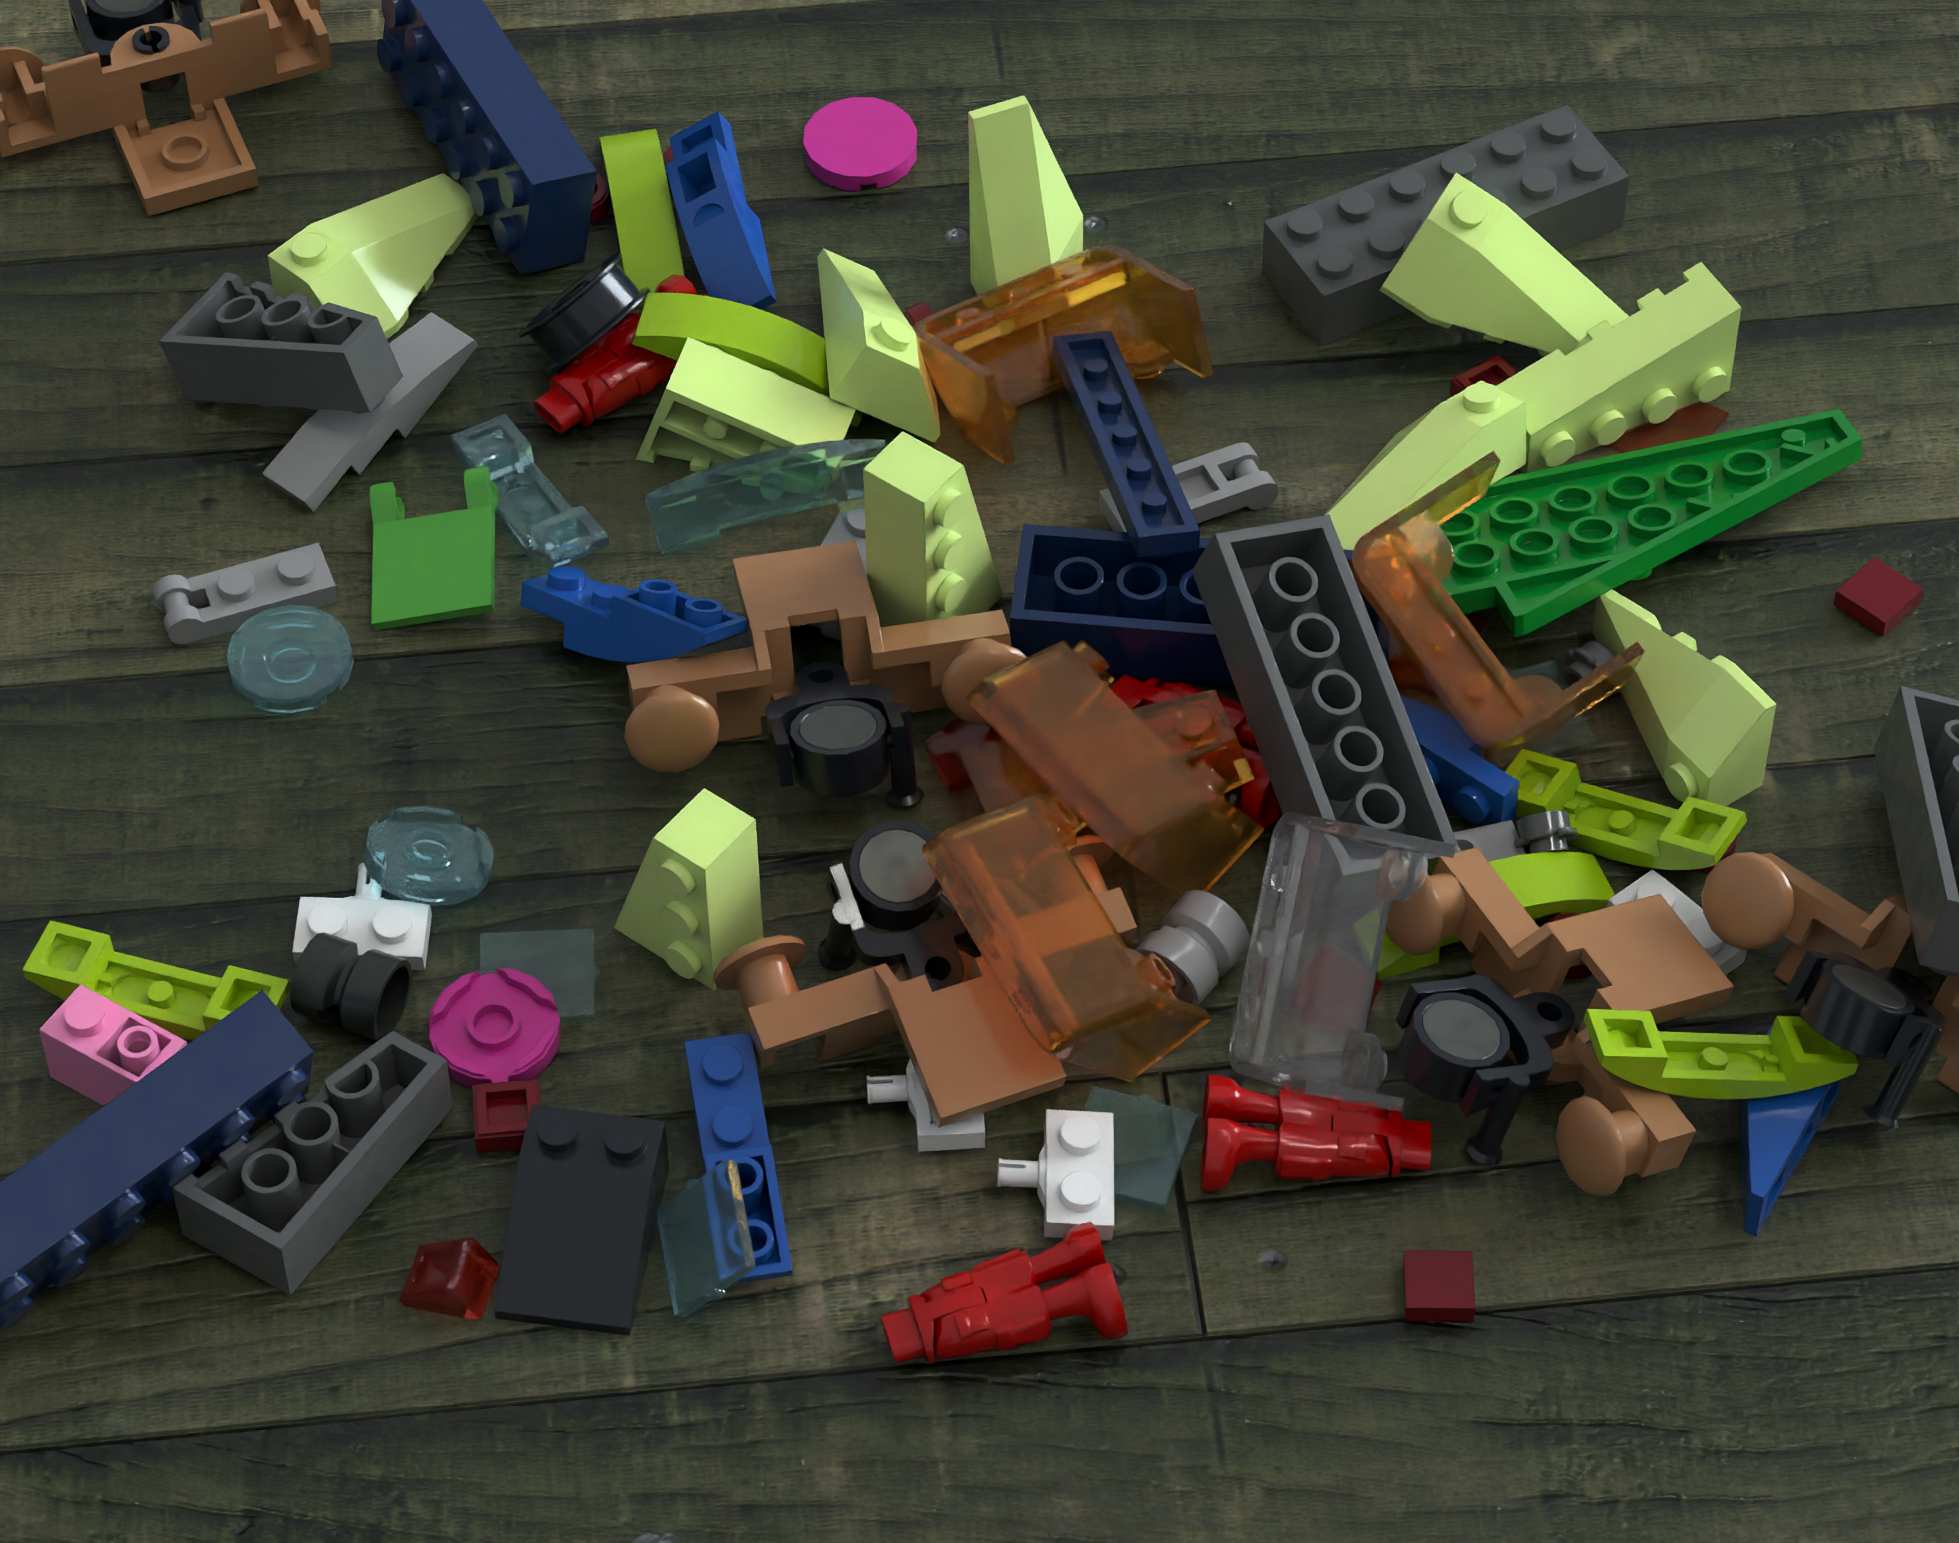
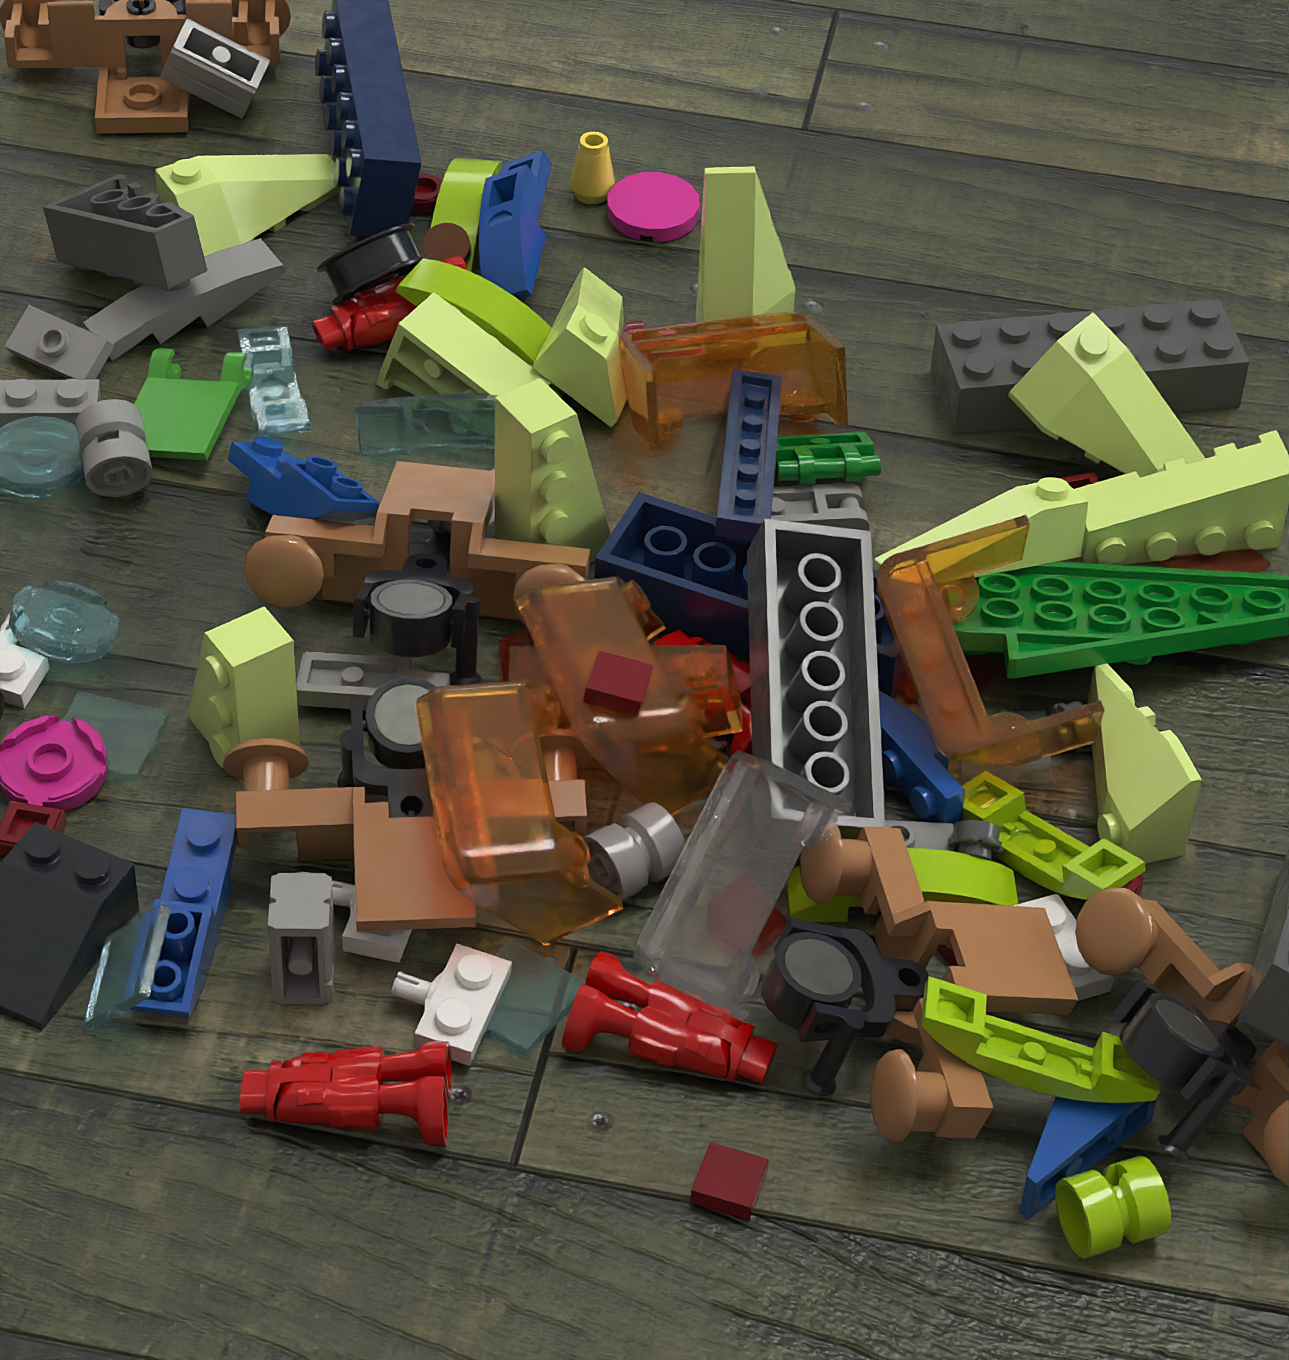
camera: 15 degrees right, 5 degrees down
(249, 512) = (58, 345): none -> light grey plate
(269, 98) = (214, 68): none -> light grey brick
(386, 627) = (113, 448): none -> light grey wheel
(650, 260) = (446, 241): none -> reddish brown tile
(775, 116) = (593, 169): none -> light yellow cone
(815, 831) = (336, 679): none -> light grey hinge
(885, 1152) = (302, 938): none -> light grey brick
(1130, 771) = (618, 683): none -> dark red tile
(1206, 416) = (826, 457): none -> green plate
(1838, 1202) = (1105, 1208): none -> lime wheel

